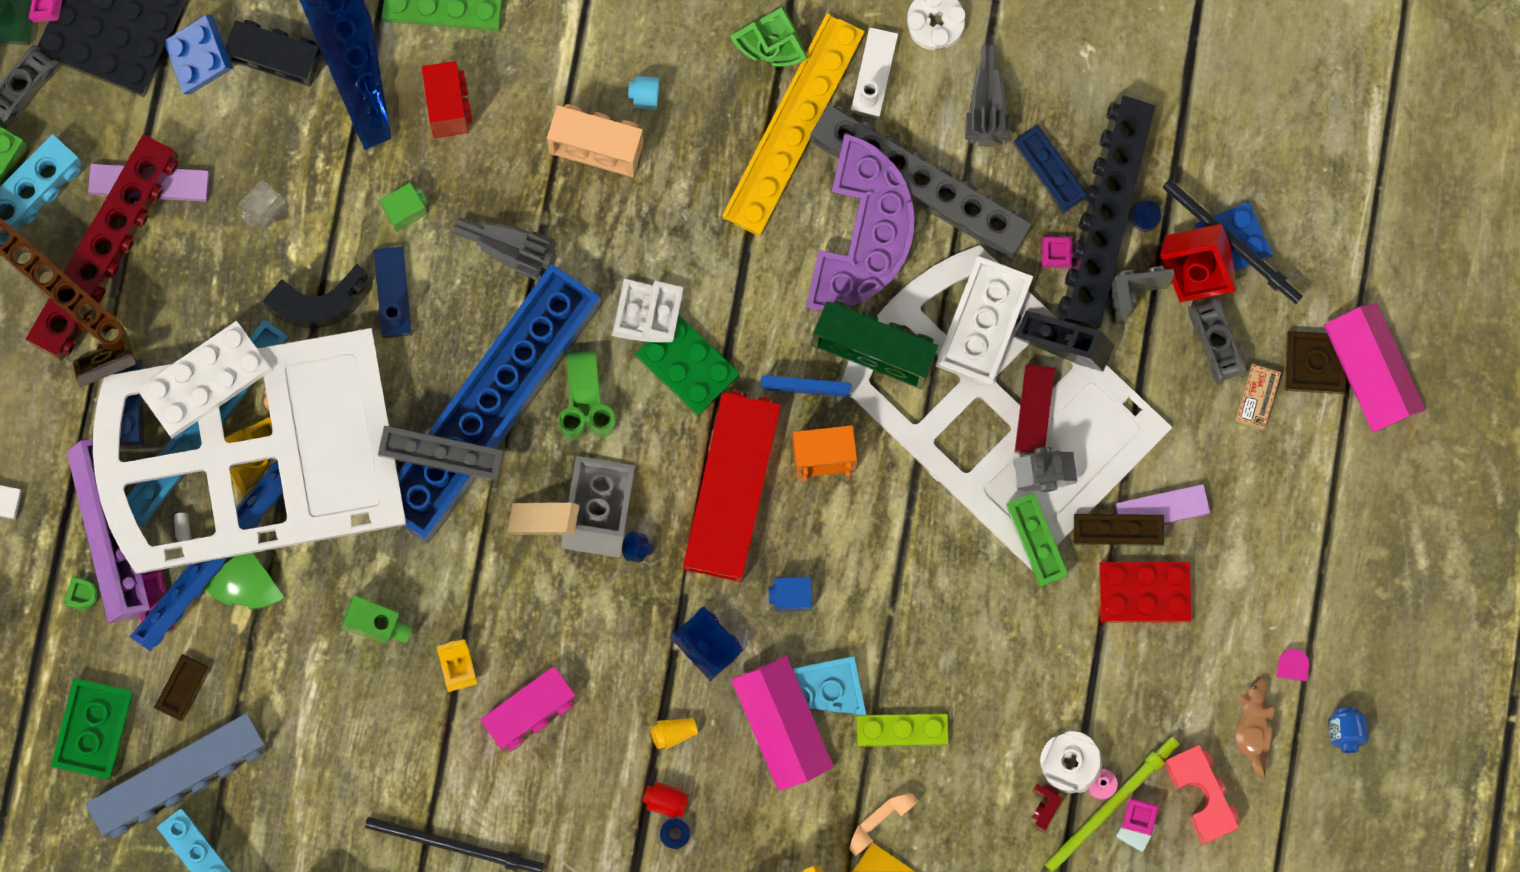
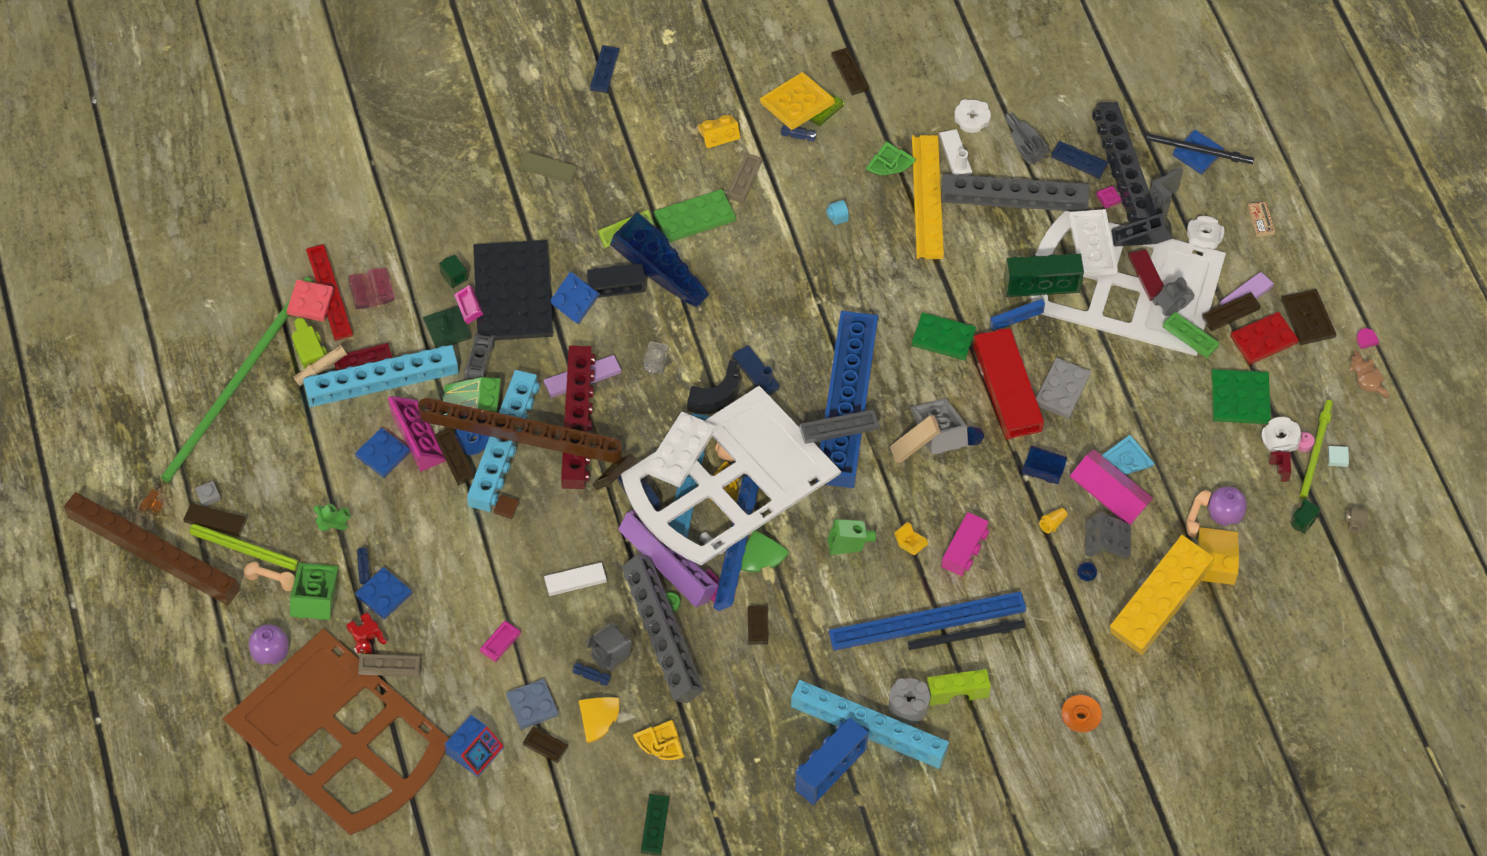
camera: 25 degrees left, 20 degrees down
(44, 634) = (662, 629): none -> dark grey brick
(92, 729) = (719, 668): green plate -> none
(176, 776) = (783, 670): sand blue brick -> none
(404, 206) = (737, 324): bright green brick -> none
(411, 799) = (927, 621): none -> blue plate
(444, 98) = (730, 259): red brick -> none
(512, 246) = (810, 317): dark grey piece -> none
(584, 397) = (898, 375): bright green piece -> none
(595, 140) = (826, 244): light nougat brick -> none
(647, 311) = (906, 318): white slope -> none
(665, 799) = (1071, 555): red brick -> none
(734, 796) = (1107, 534): none -> dark grey bracket
(791, 594) = (1075, 421): blue brick -> none
(808, 530) = (1062, 388): none -> light grey plate
(824, 452) = (1048, 340): orange container -> none
(880, 231) = (1009, 221): medium lavender plate -> none
(902, 730) = (1178, 464): lime plate -> none
(930, 831) = (1227, 506): none -> medium lavender cylinder
(1054, 668) = (1240, 396): none -> green plate
(1140, 817) = (1336, 445): dark pink tile -> none
(1143, 221) = (1145, 159): clear blue tile -> none
(1161, 397) = (1208, 240): none -> white plate
(1194, 769) = (1350, 410): coral arch -> none
(1200, 262) = (1194, 162): red slope -> none
(1223, 360) = (1222, 200): dark grey piece -> none
(1230, 589) = (1308, 317): none -> dark brown tile
(1313, 364) = (1280, 190): dark brown tile -> none
(1348, 729) = (1417, 353): blue head -> none
(1374, 367) = (1312, 178): dark pink slope -> none

